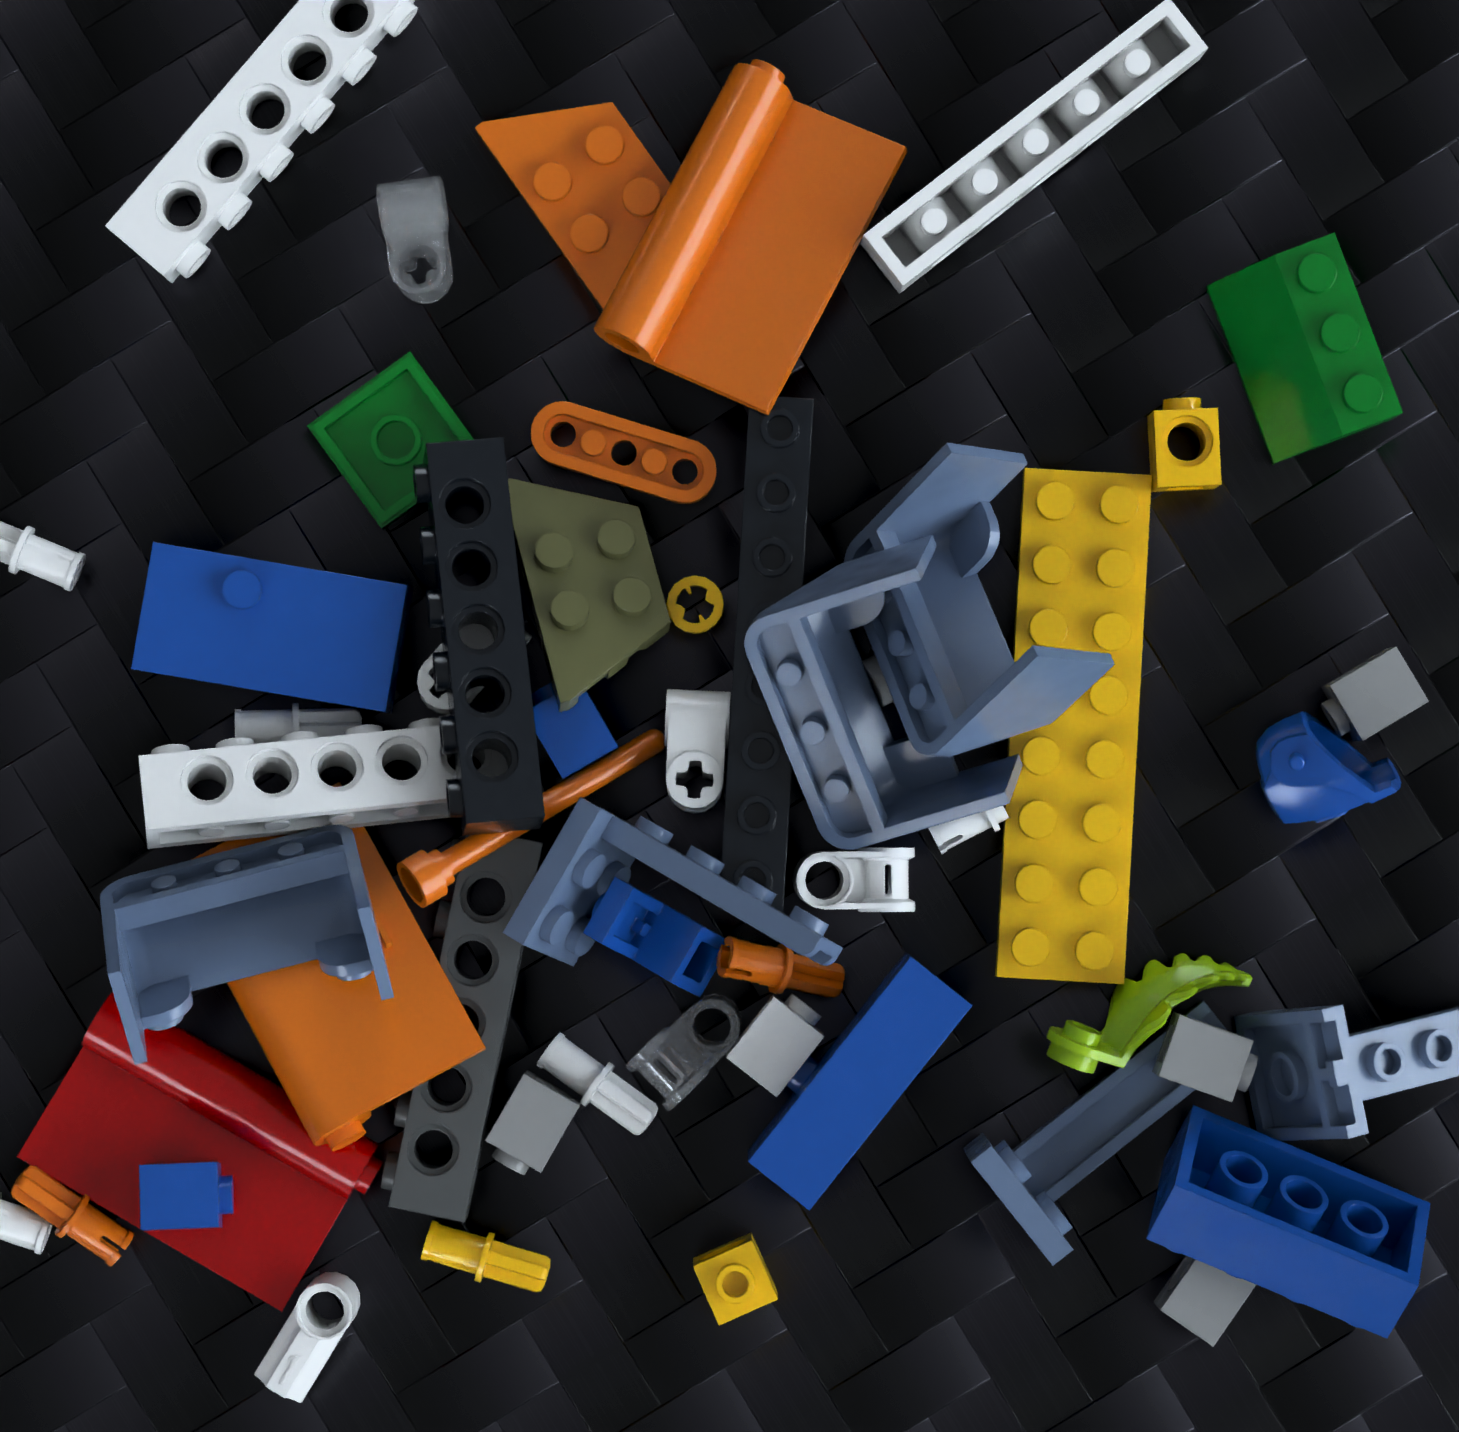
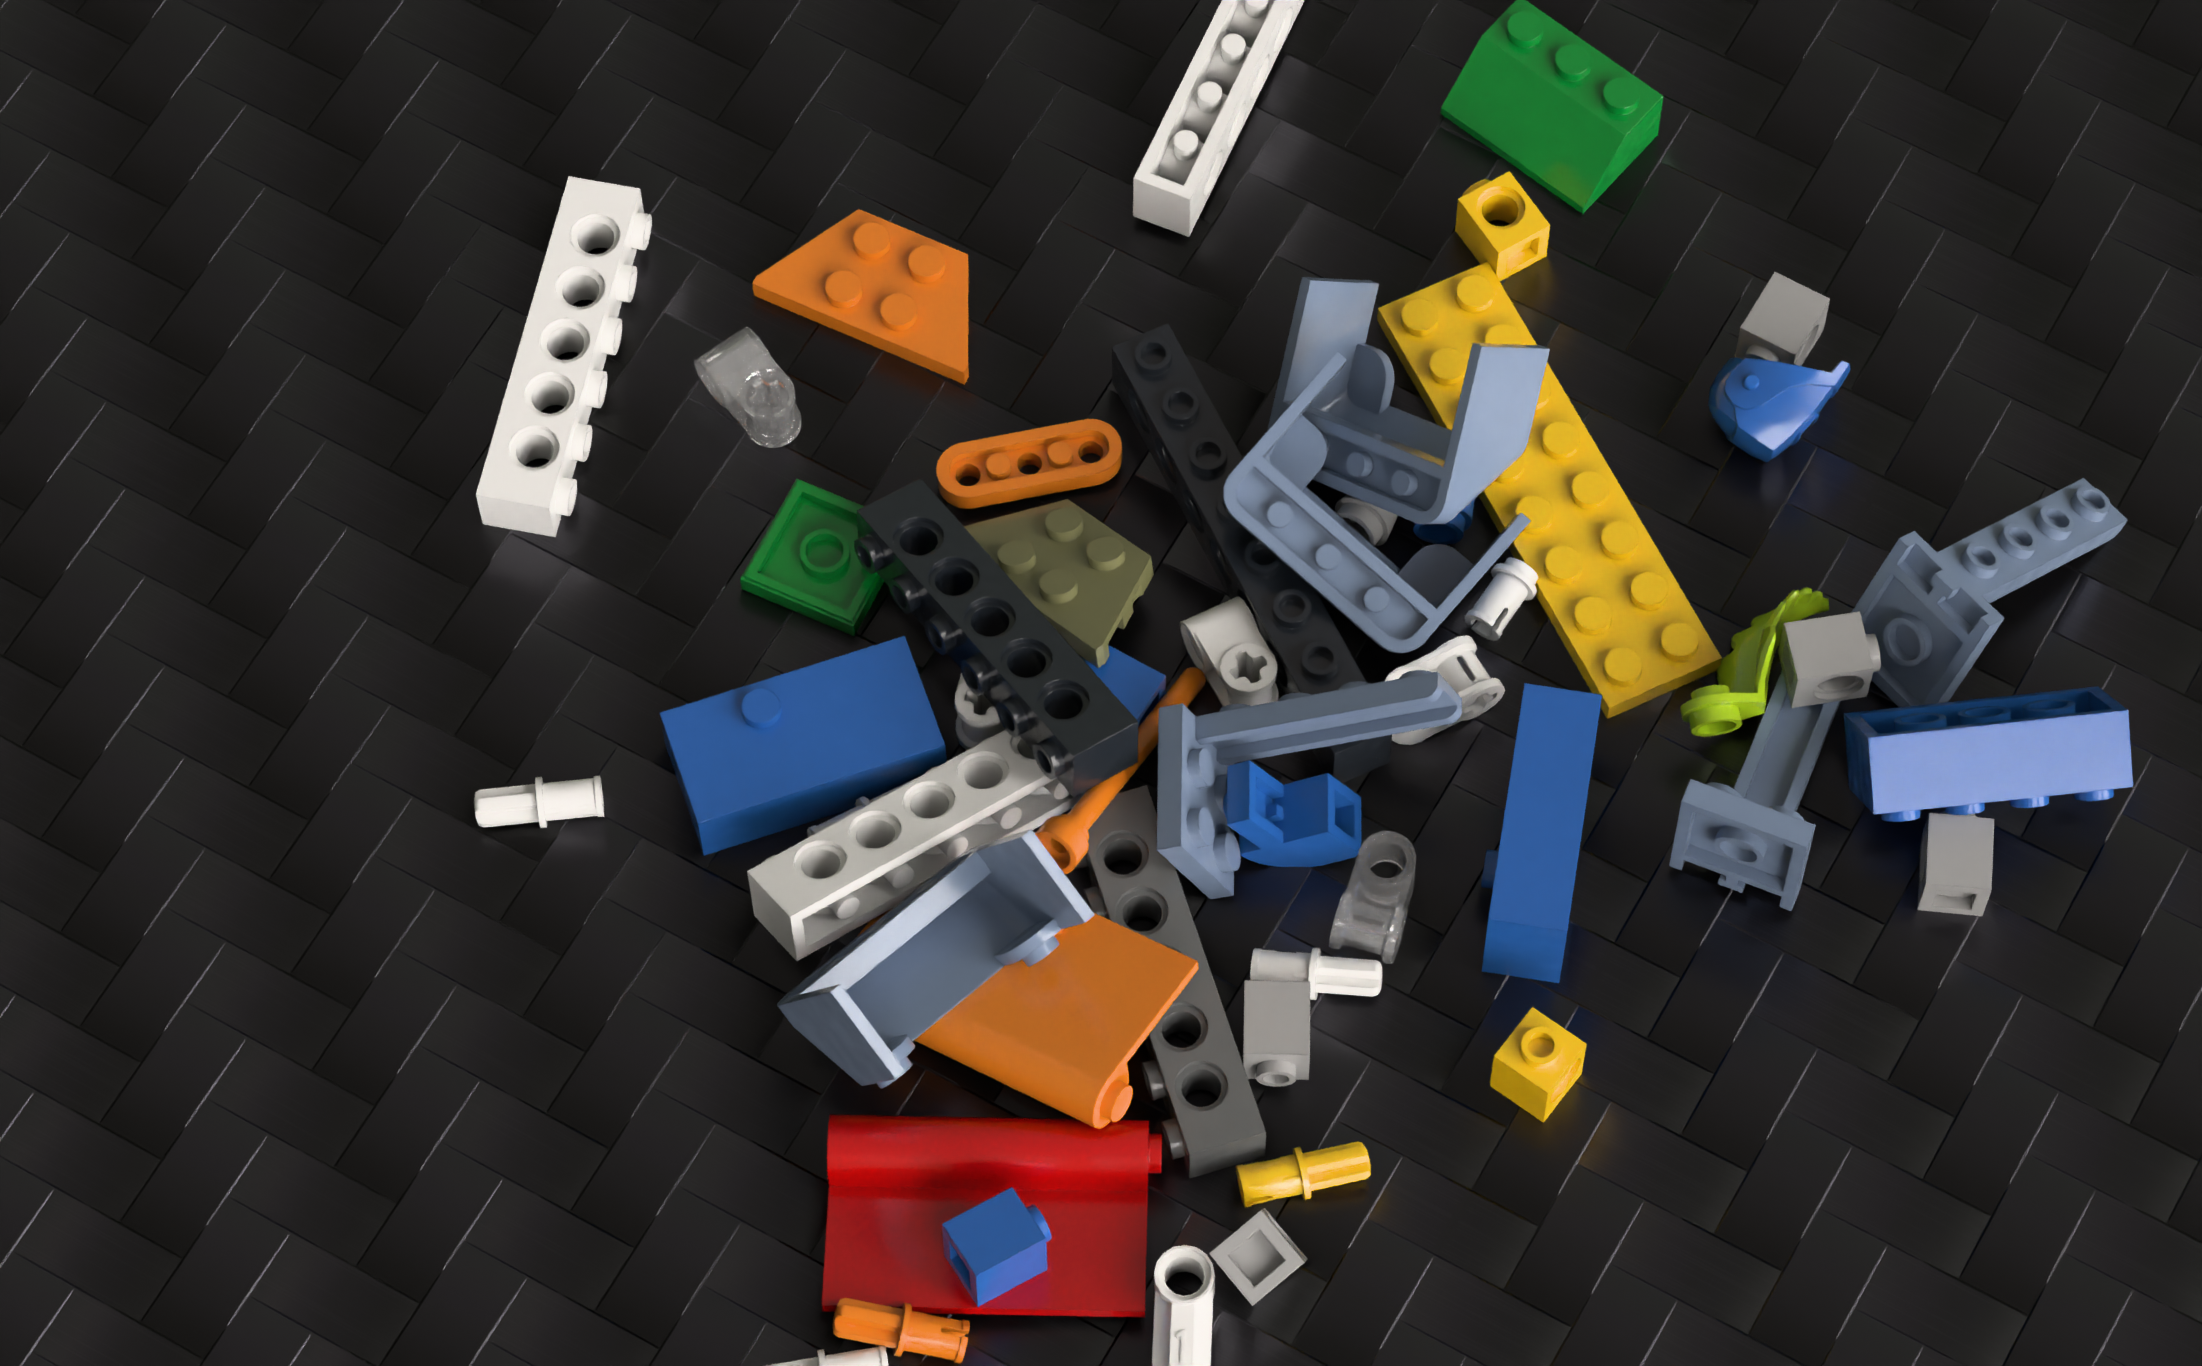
camera: 30 degrees left, 25 degrees down
(397, 1325) = (1258, 1256): none -> light grey brick
(677, 612) = (1177, 542): yellow bush -> none
(749, 240) = (1038, 244): orange door -> none
(777, 1042) = (1451, 856): white brick -> none
(778, 968) = (1417, 792): orange axle -> none

